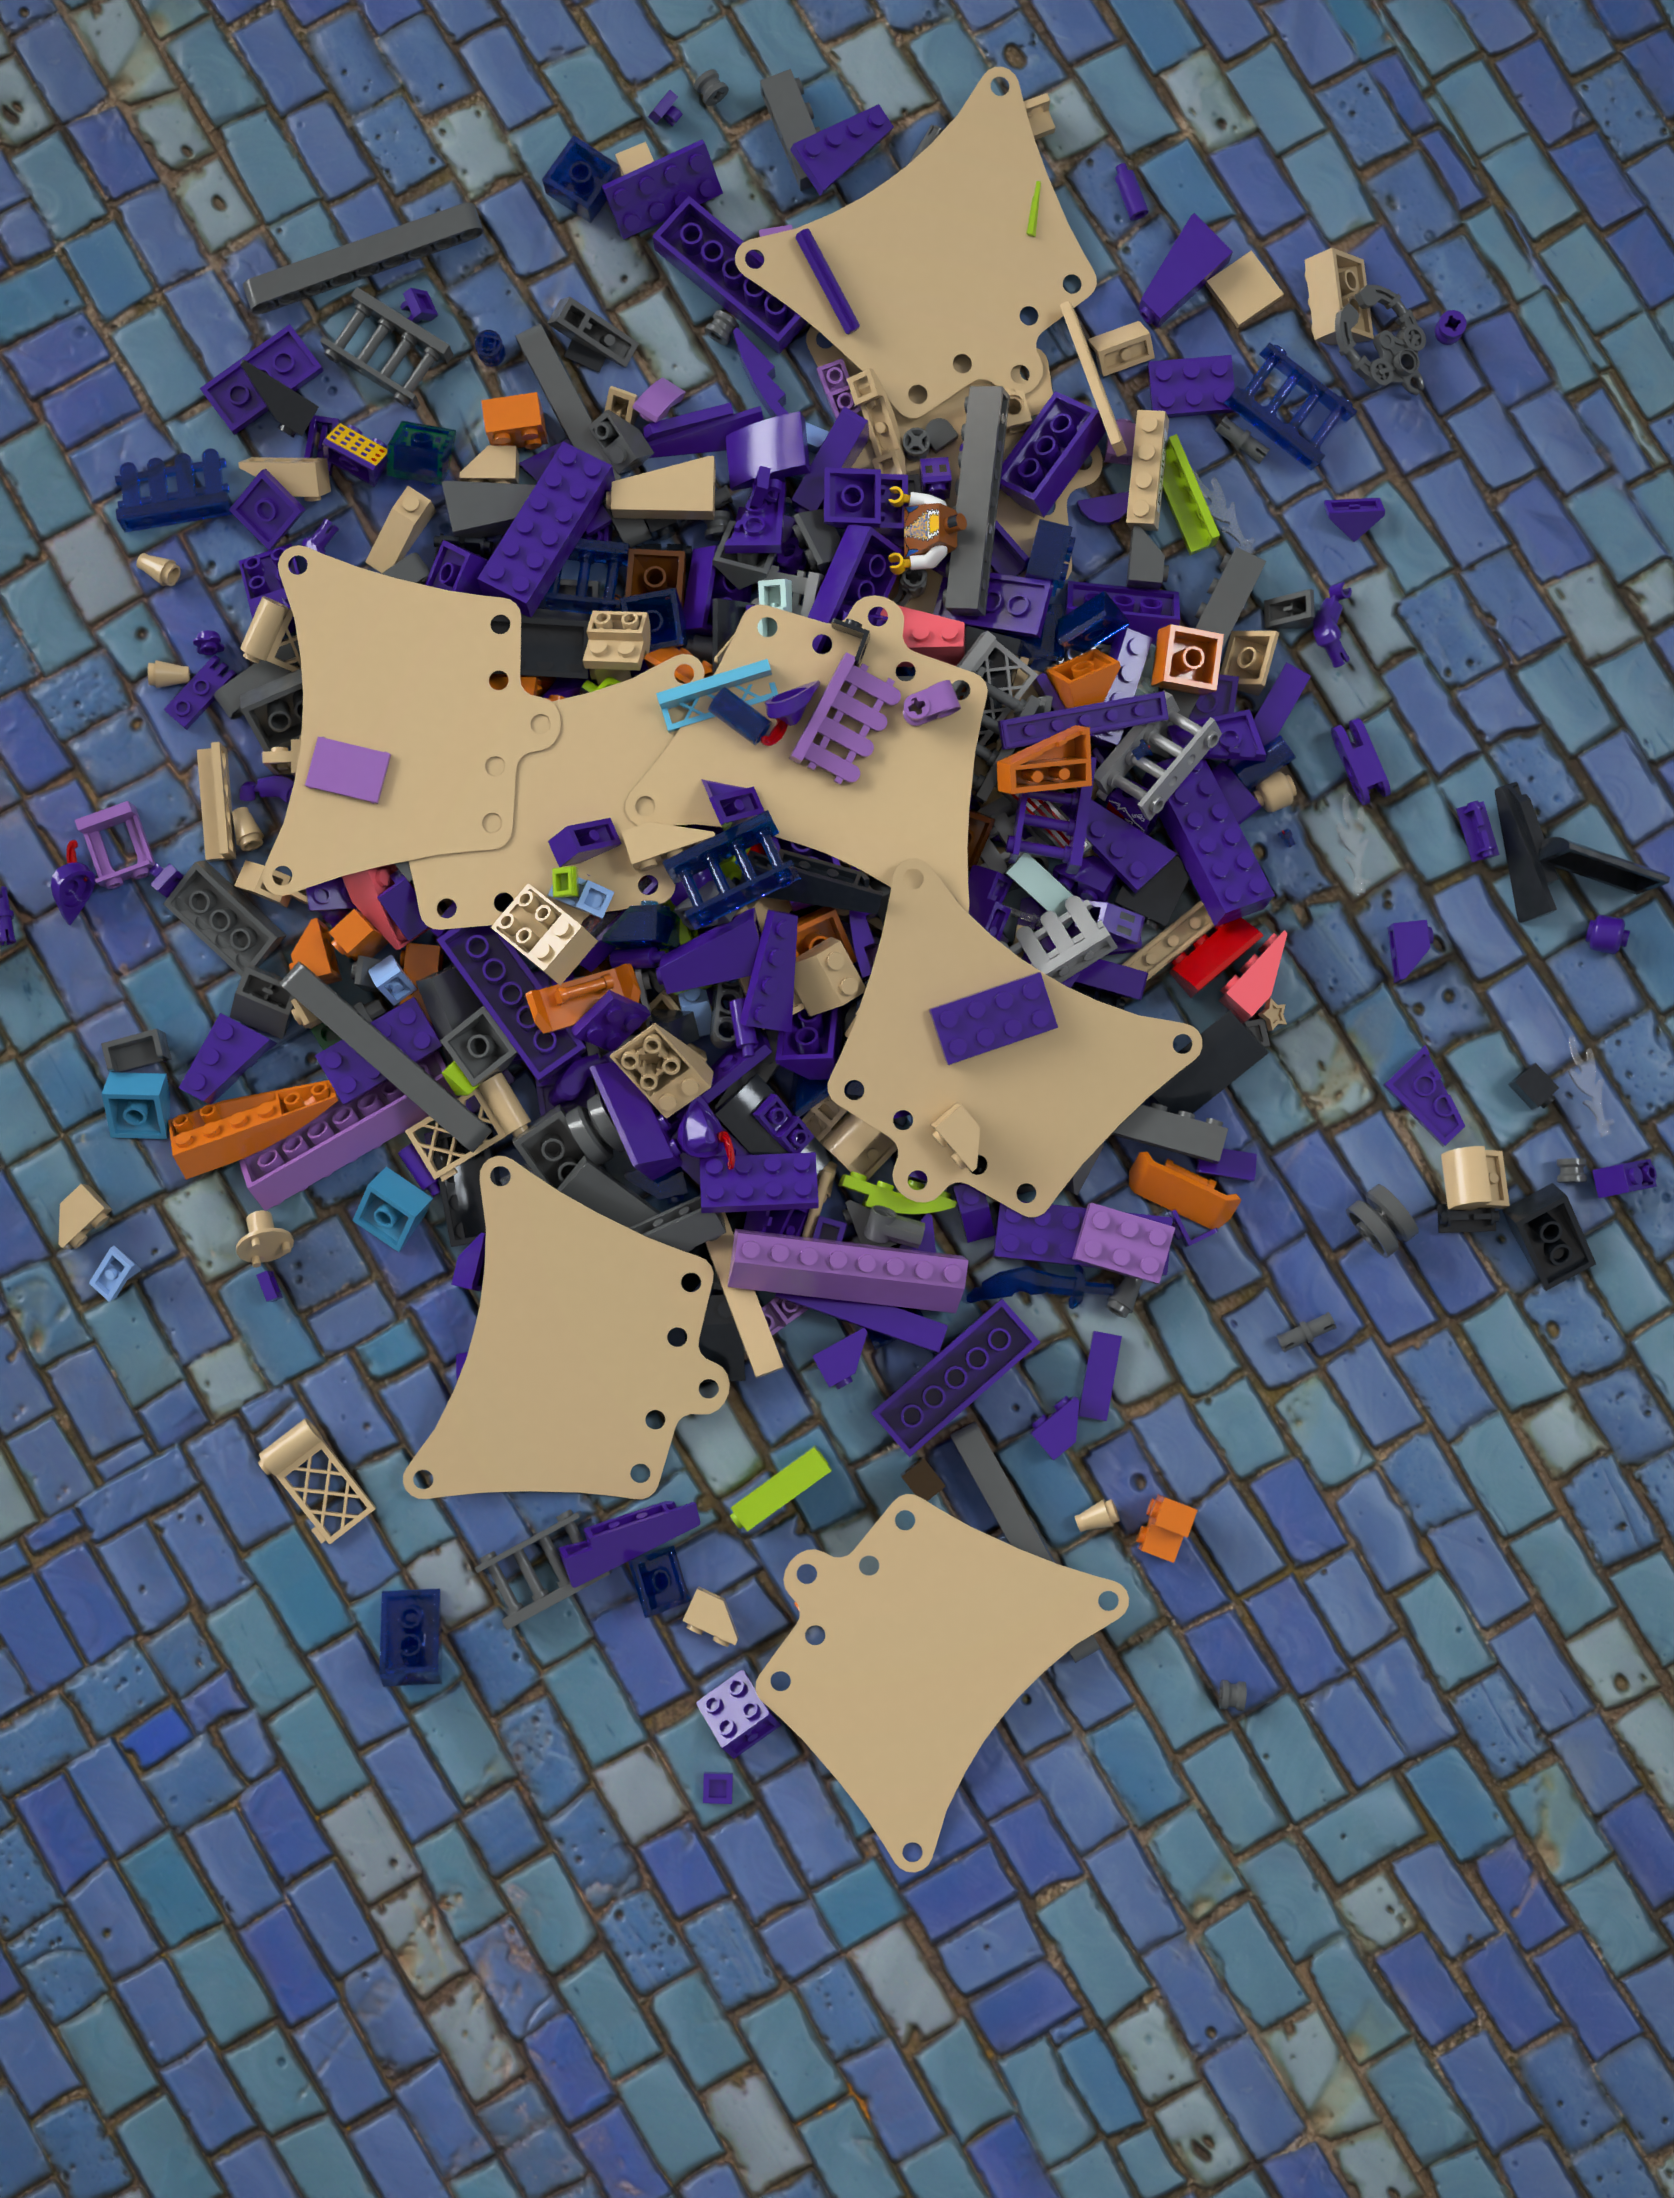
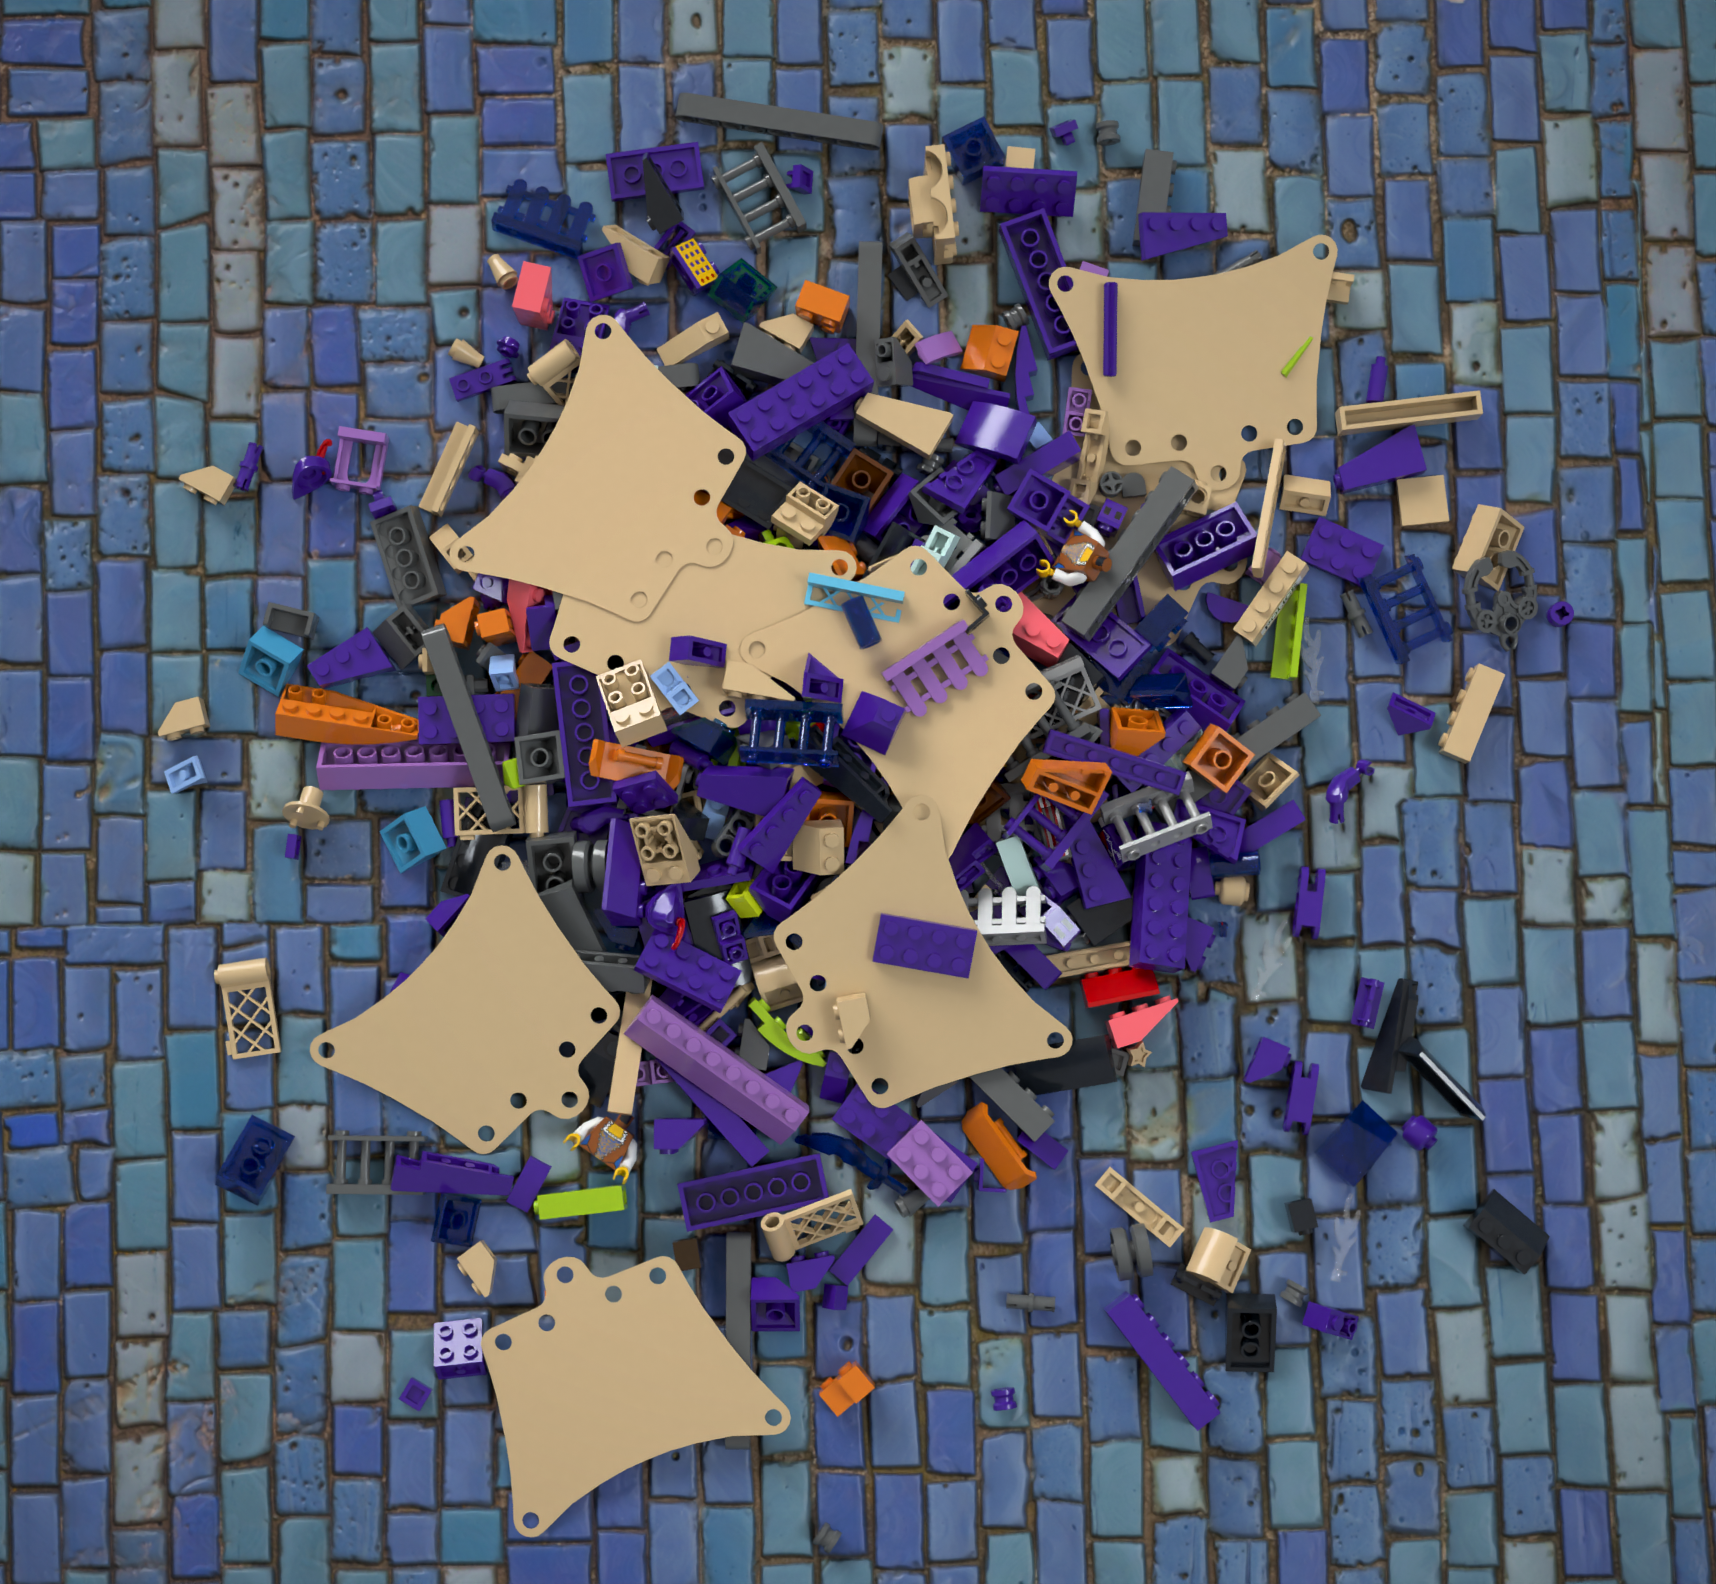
camera: 25 degrees right, 0 degrees up
(205, 572) = (534, 296): none -> coral wedge
(247, 831) = (460, 501): tan cone -> none
(348, 770) = (556, 503): medium lavender piece -> none
(492, 354) = (835, 245): clear blue wheel -> none
(565, 882) = (667, 674): lime slope -> none
(573, 250) = (932, 205): none -> tan piece
(714, 375) = (989, 351): none -> orange slope
(714, 1501) = (528, 1184): none -> dark purple slope
(764, 487) = (978, 458): dark purple tile -> none
(774, 1411) = (608, 1142): none -> torso
(776, 1078) = (743, 901): none -> neon yellow brick
(787, 710) = (899, 636): dark purple piece -> none
(811, 813) = (874, 722): none -> dark purple slope
(887, 1225) = (764, 1053): dark grey piece -> none
(935, 702) = (1011, 691): medium lavender piece -> none
(1013, 1408) = (781, 1234): none -> tan piece
(1042, 1484) = (773, 1305): none -> dark purple slope
(1092, 563) = (1192, 644): none -> black pin
(1098, 1516) = (802, 1351): tan cone -> none
(1100, 1440) = (835, 1296): none -> dark purple slope
(1177, 206) = (1408, 412): none -> tan brick
(1271, 858) = (1198, 938): none -> dark purple slope
(1290, 610) = (1319, 761): dark grey slope -> none
(1334, 1447) = (1003, 1398): none -> dark purple wheel
(1363, 1170) = (1139, 1207): none -> tan slope
(1417, 477) = (1471, 713): none -> tan brick
(1465, 965) = (1301, 1097): none -> dark purple piece
(1476, 1315) = (1163, 1362): none -> dark purple brick
(1548, 983) = (1356, 1144): none -> clear blue slope

